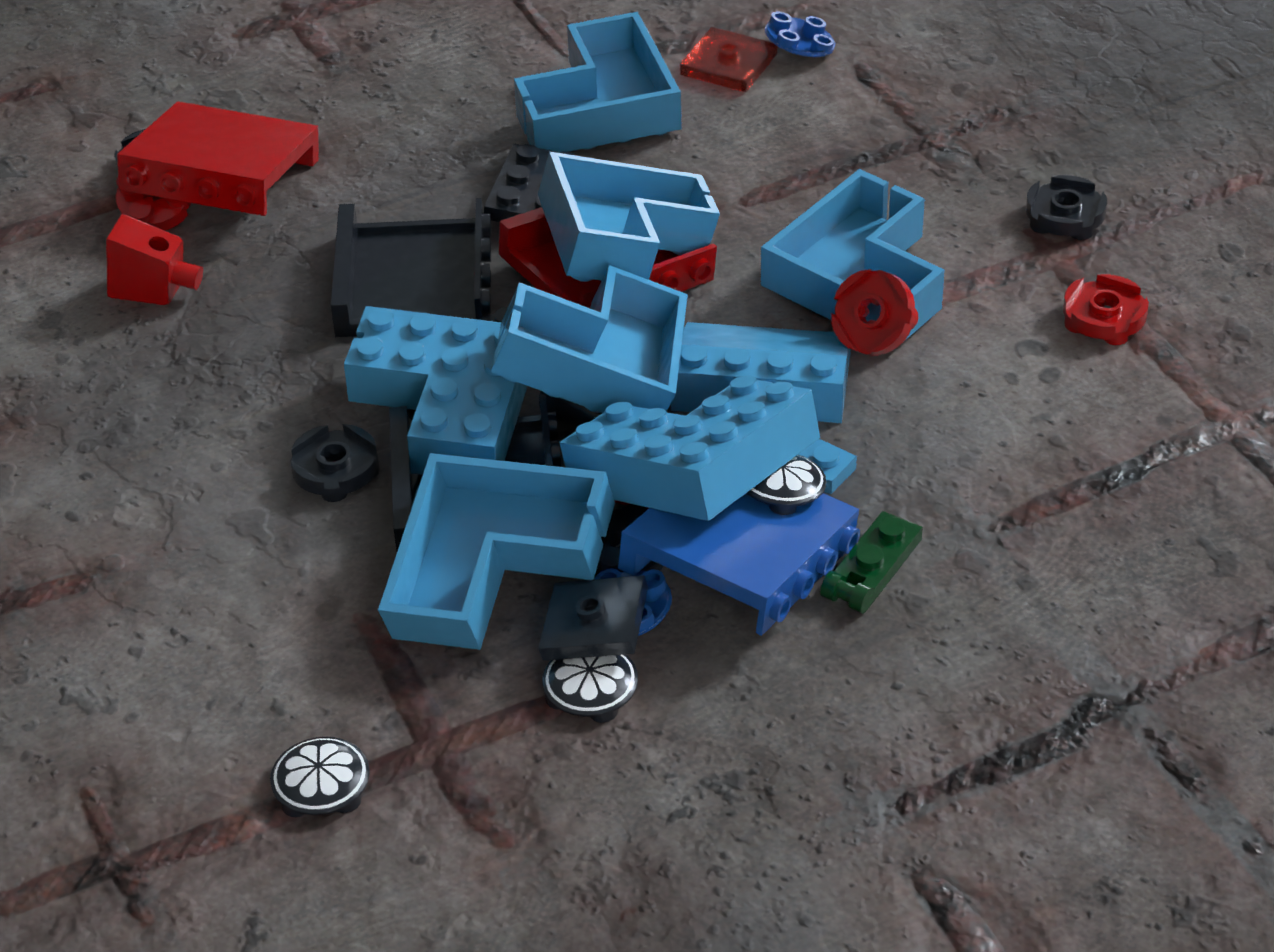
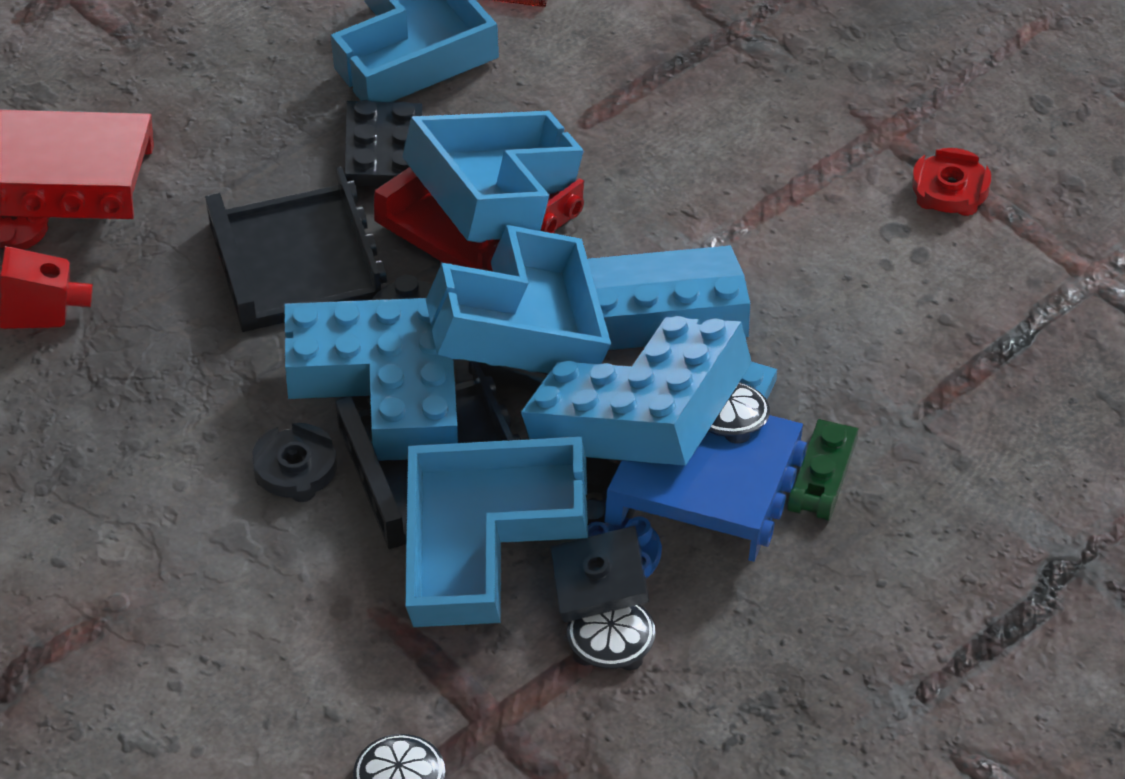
camera: 15 degrees left, 5 degrees up
(852, 234) = (707, 180): dark azure piece -> none
(895, 319) = (779, 227): red plate -> none
(1049, 215) = (897, 96): black plate -> none

